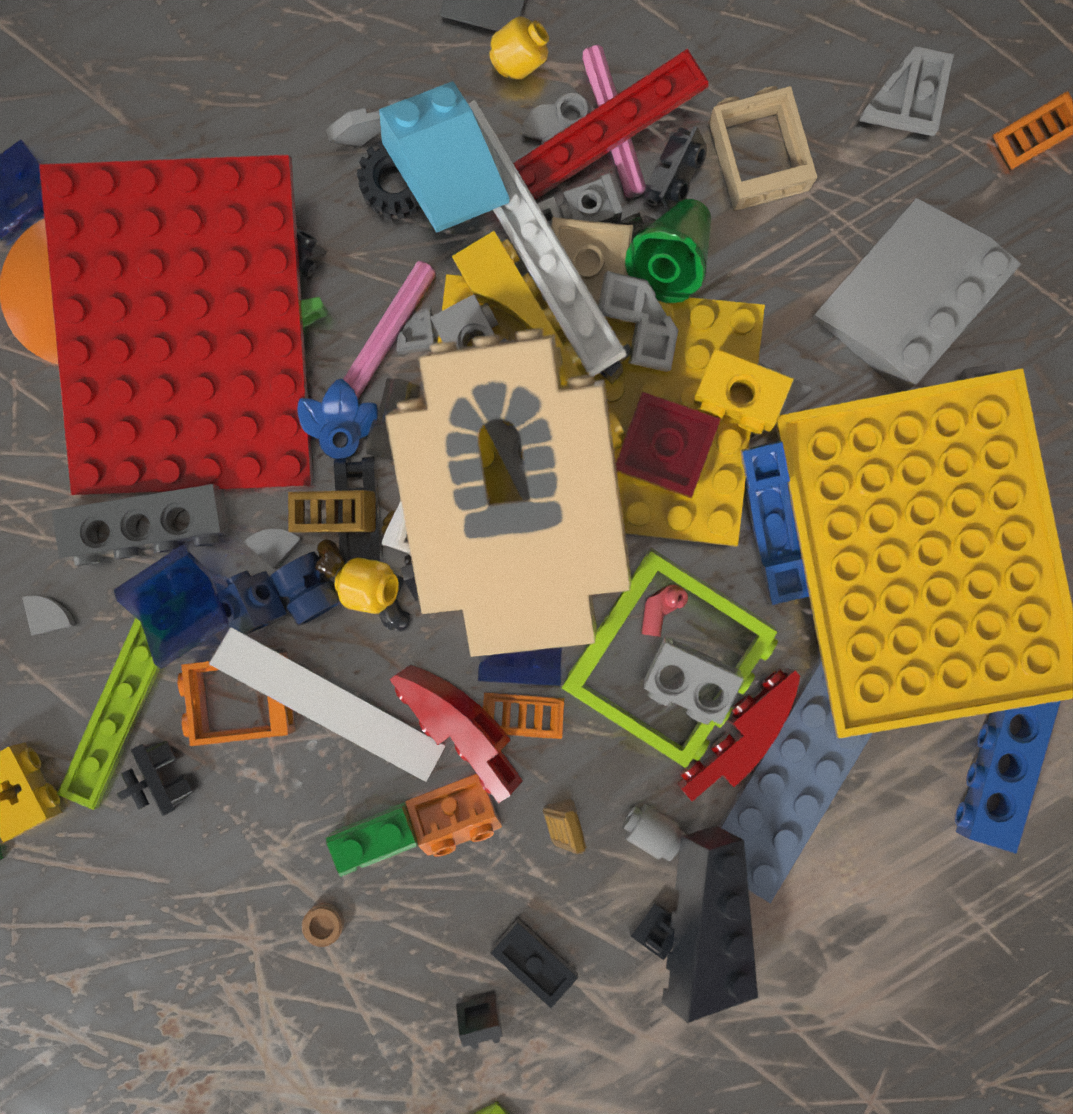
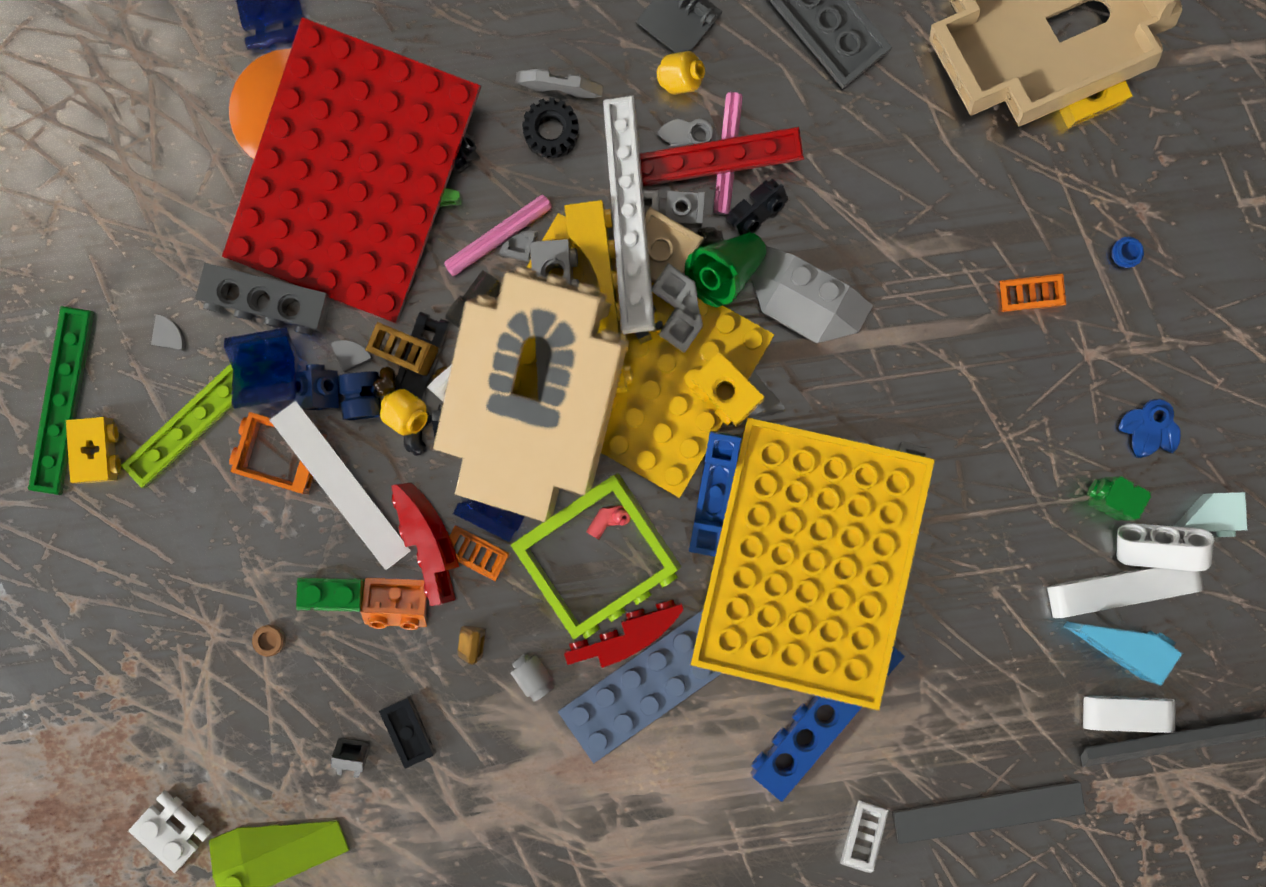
camera: 25 degrees right, 0 degrees up
(148, 761) = (195, 470): black hips -> none
(337, 414) = (434, 280): blue plate -> none
(442, 156) = (589, 131): medium azure slope -> none
(655, 930) = (505, 748): black tile -> none
(667, 444) = (658, 404): dark red plate -> none
(698, 671) = (608, 572): light grey brick -> none
(713, 934) = (540, 765): black wedge -> none
(771, 186) = (818, 250): tan window -> none
(781, 247) = (807, 298): none -> light grey wedge
(913, 93) = (953, 226): light grey wing -> none
(916, 293) = (889, 371): light grey slope -> none

